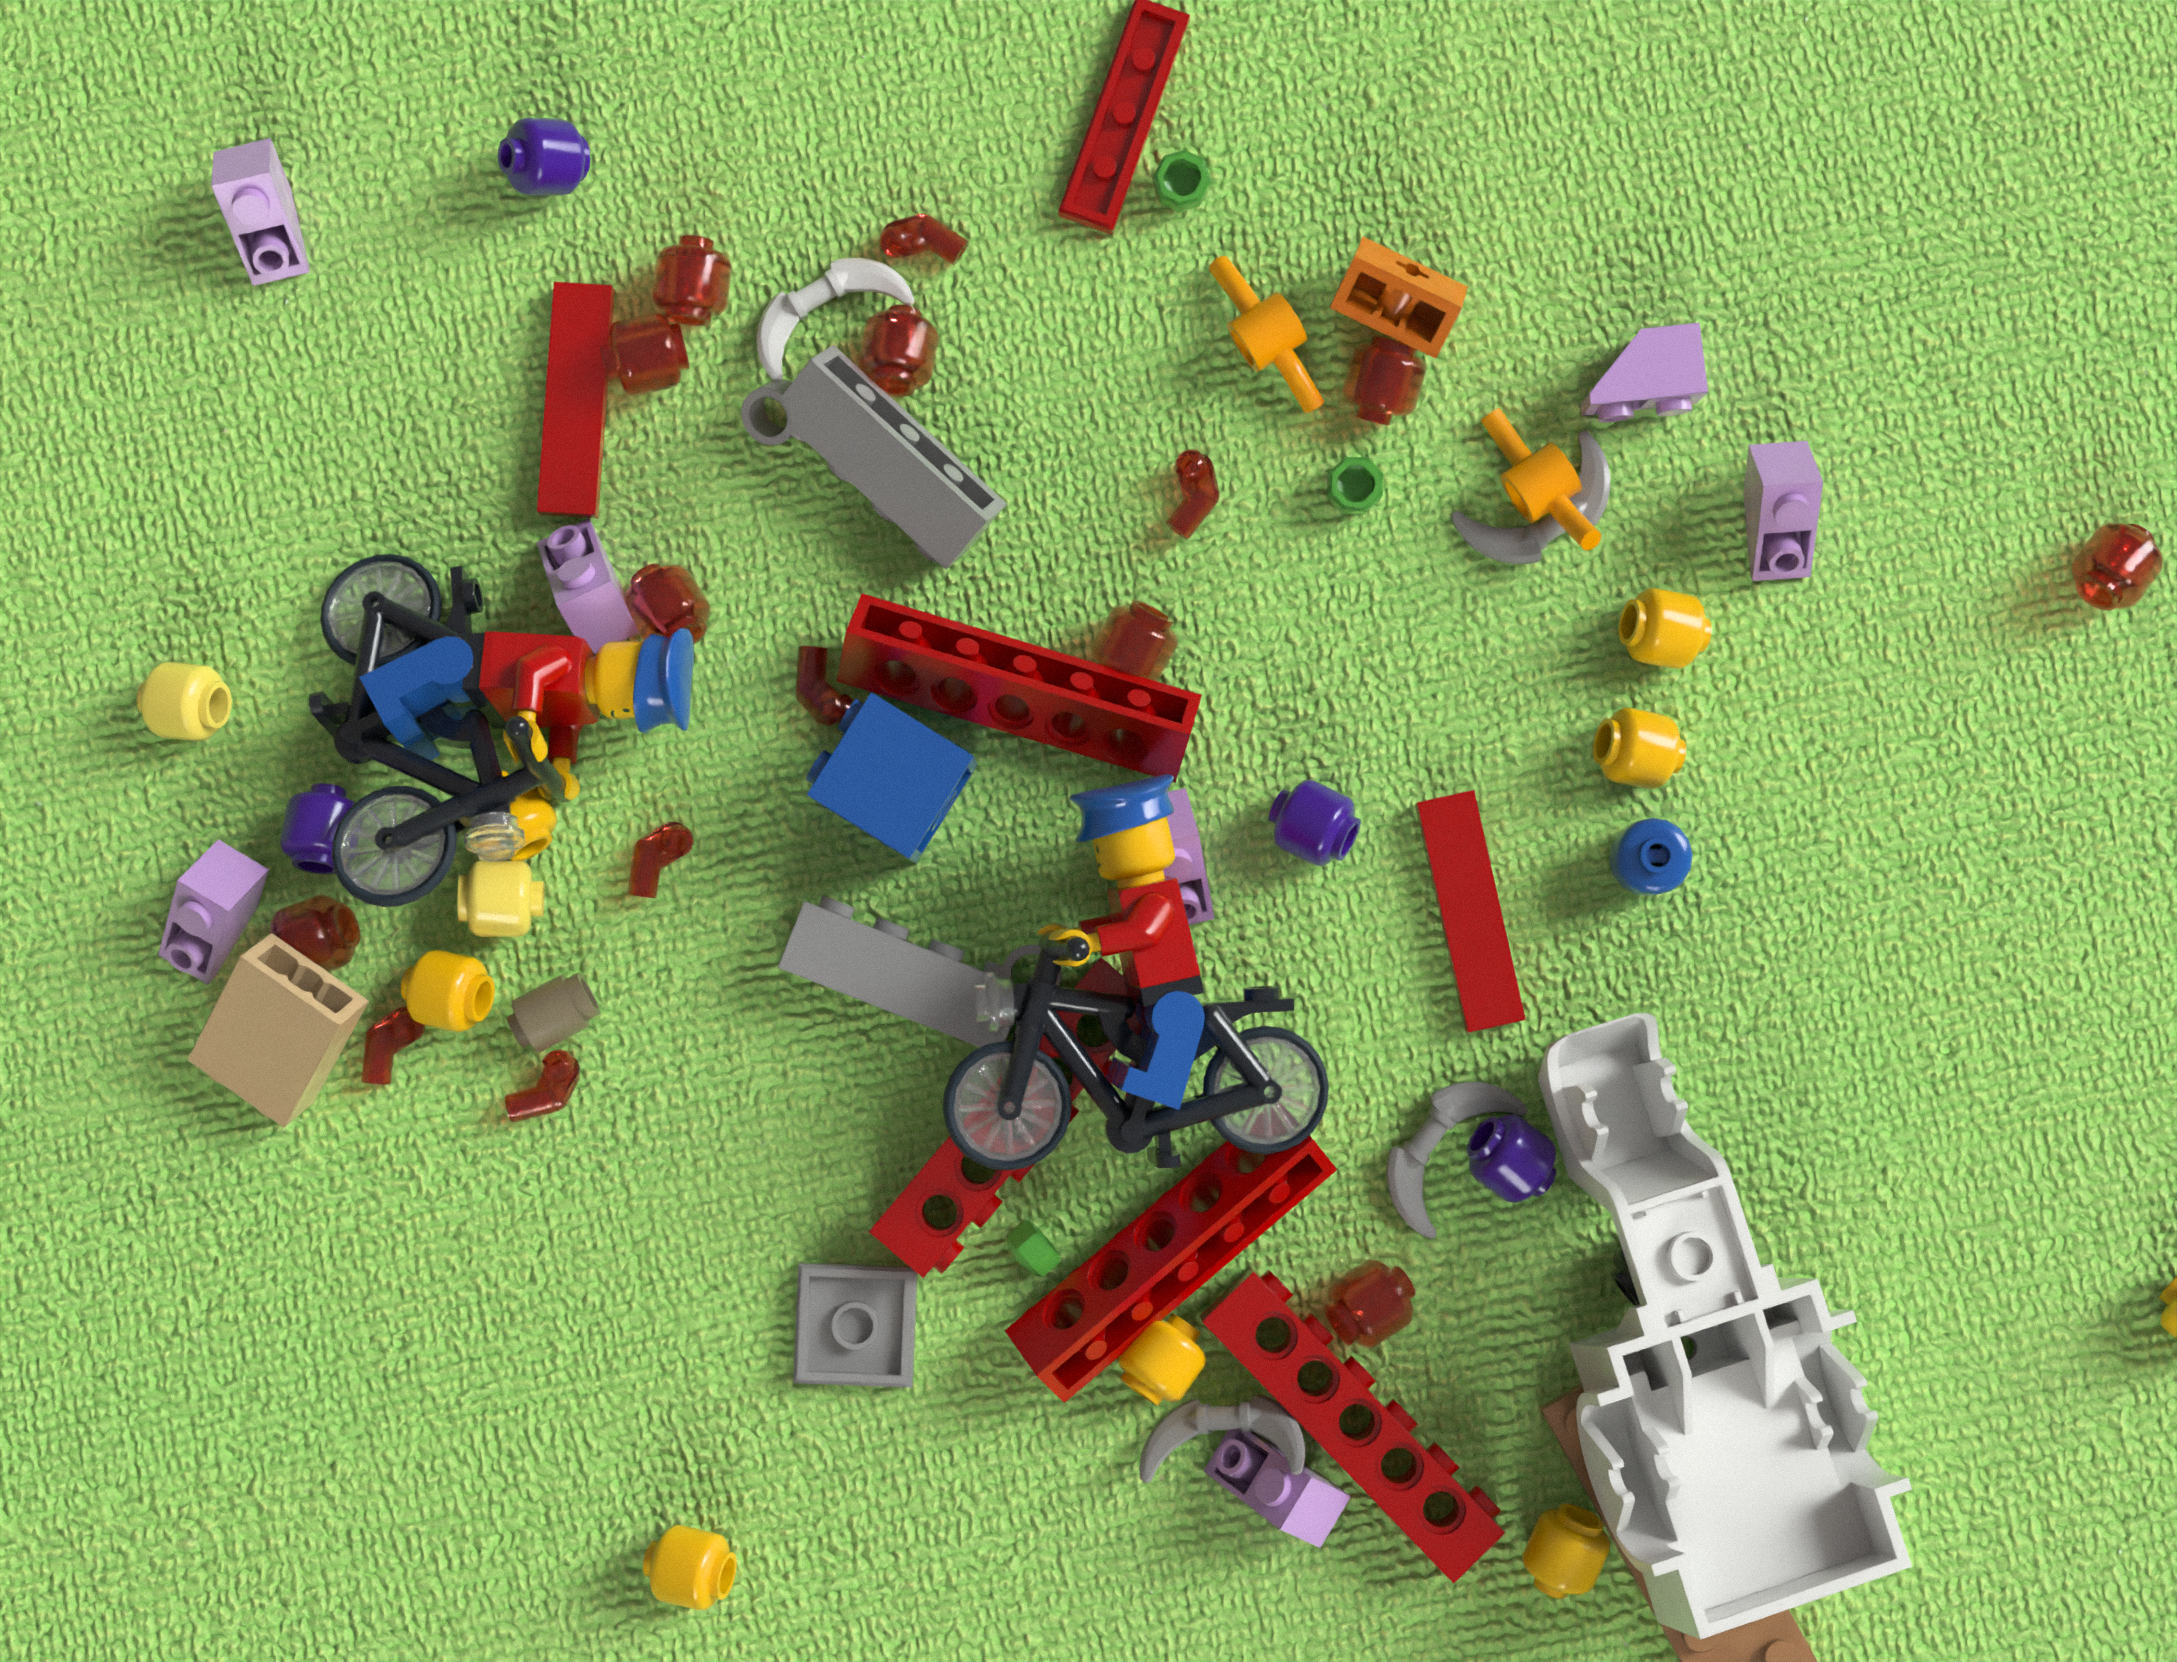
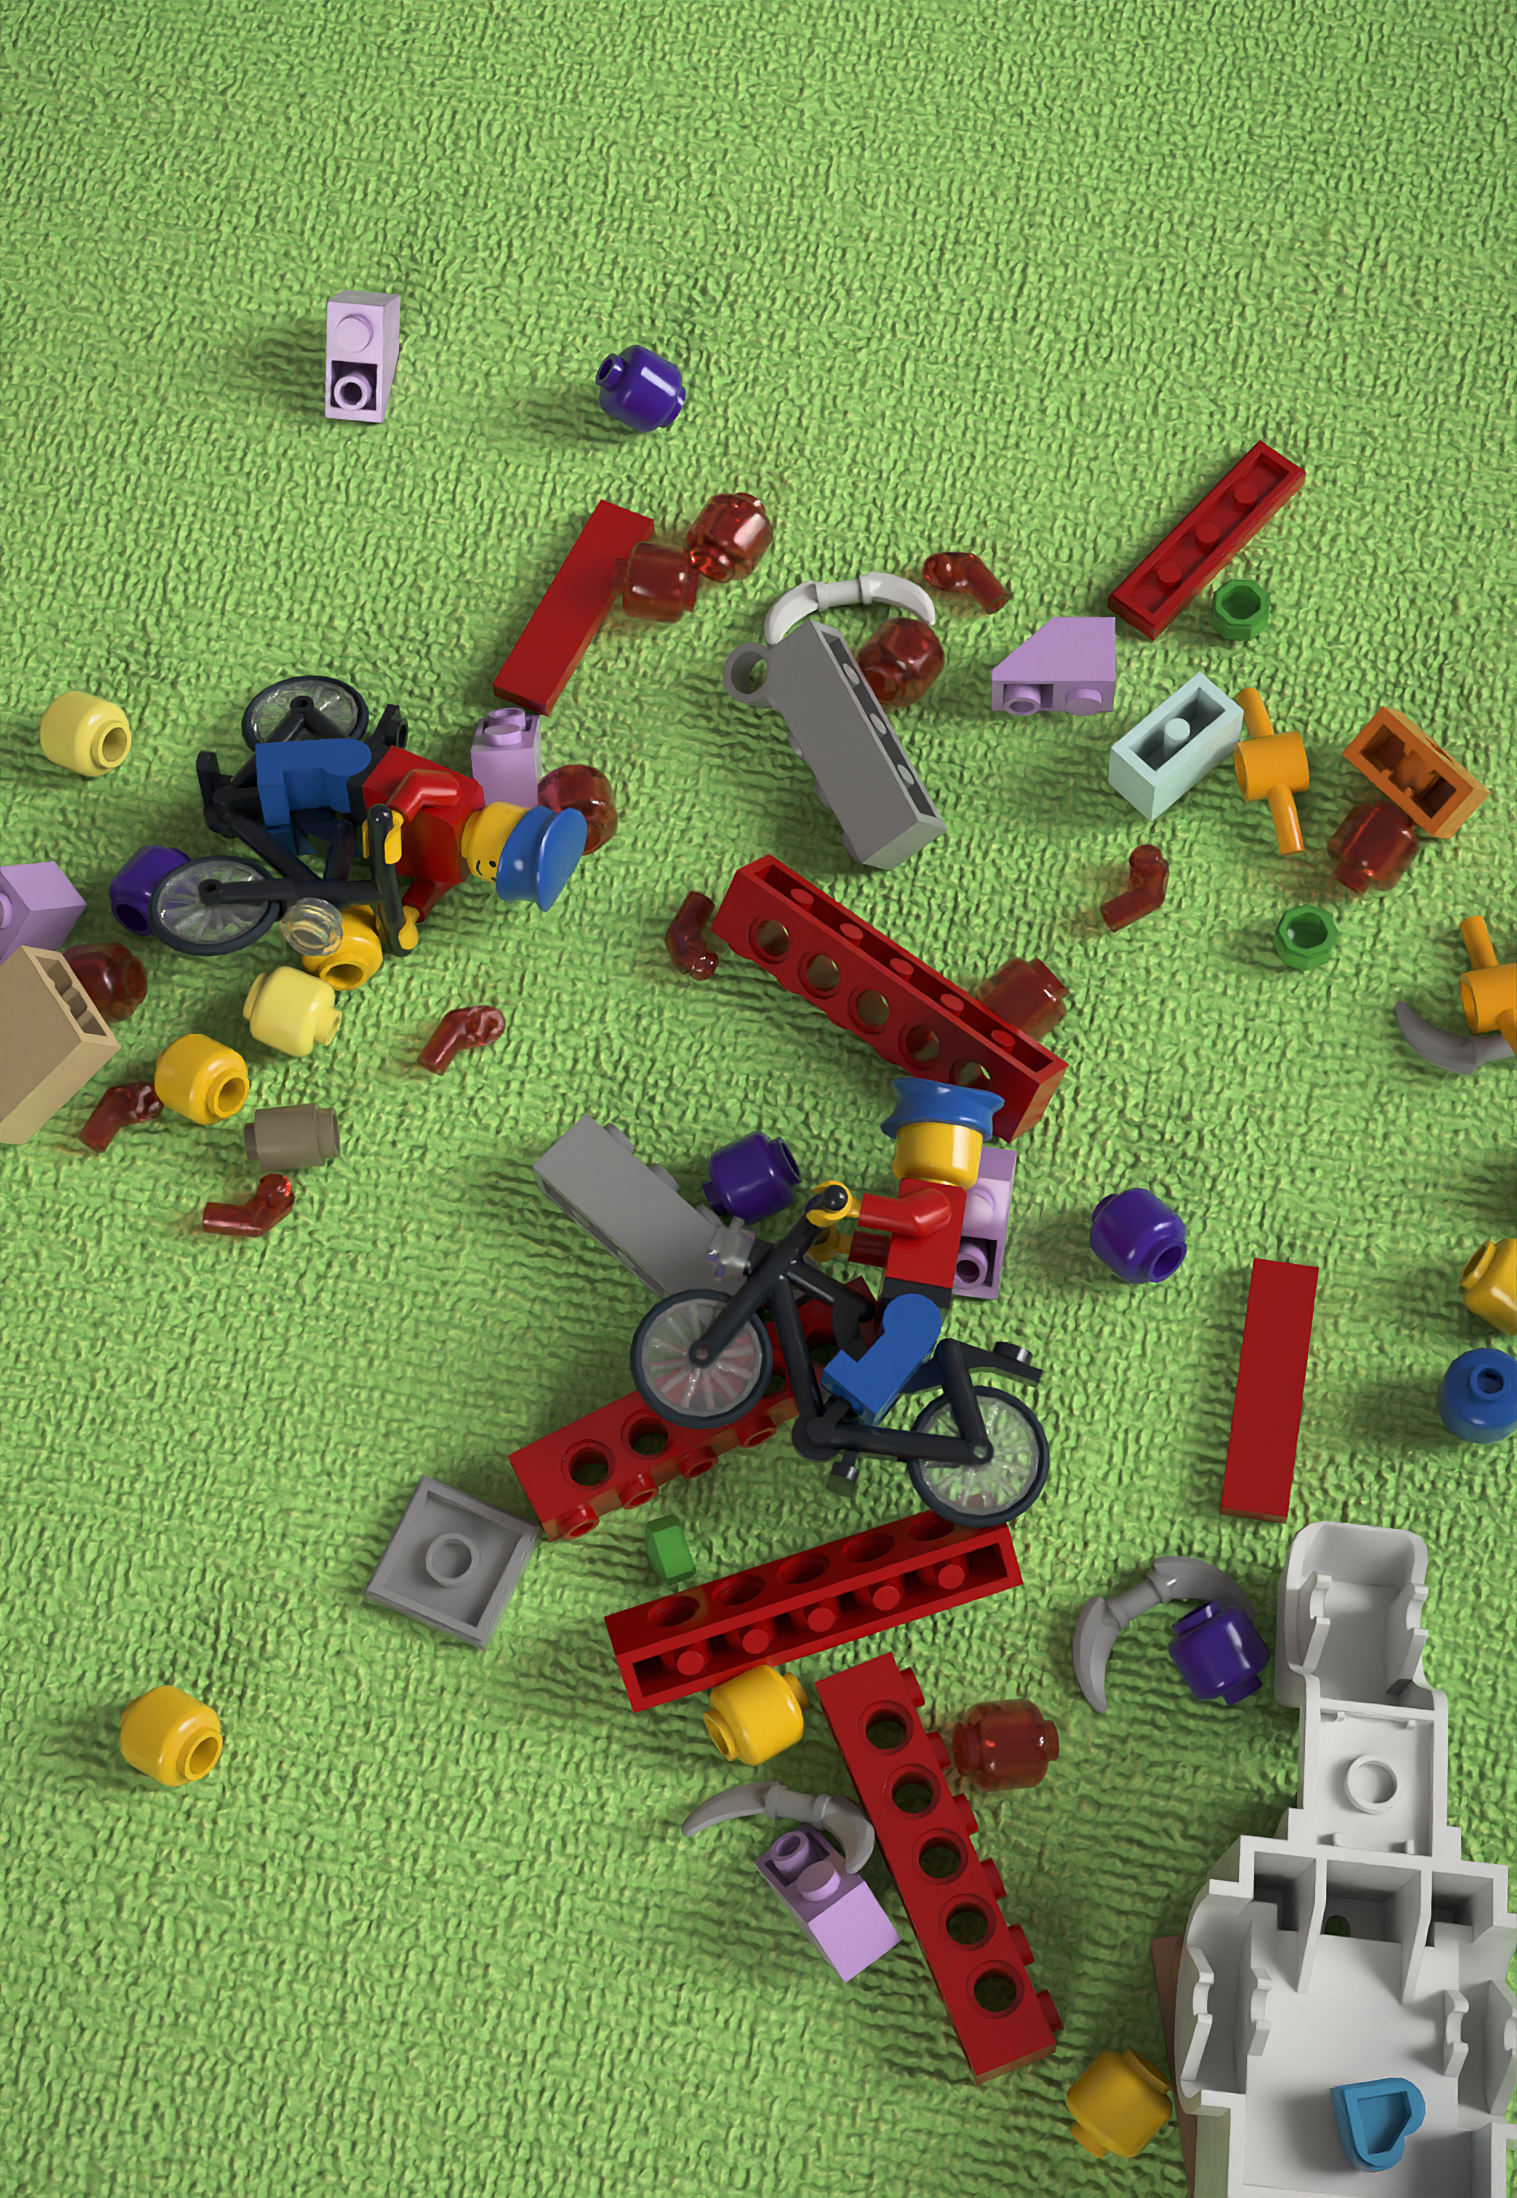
camera: 30 degrees right, 20 degrees down
(890, 776) = (725, 1030): blue brick -> none
(967, 897) = (752, 1178): none -> dark purple head
(1048, 300) = (1059, 669): none -> lavender slope
(1178, 349) = (1175, 746): none -> light aqua brick
(1783, 1517) = (1376, 2119): none -> dark azure tile

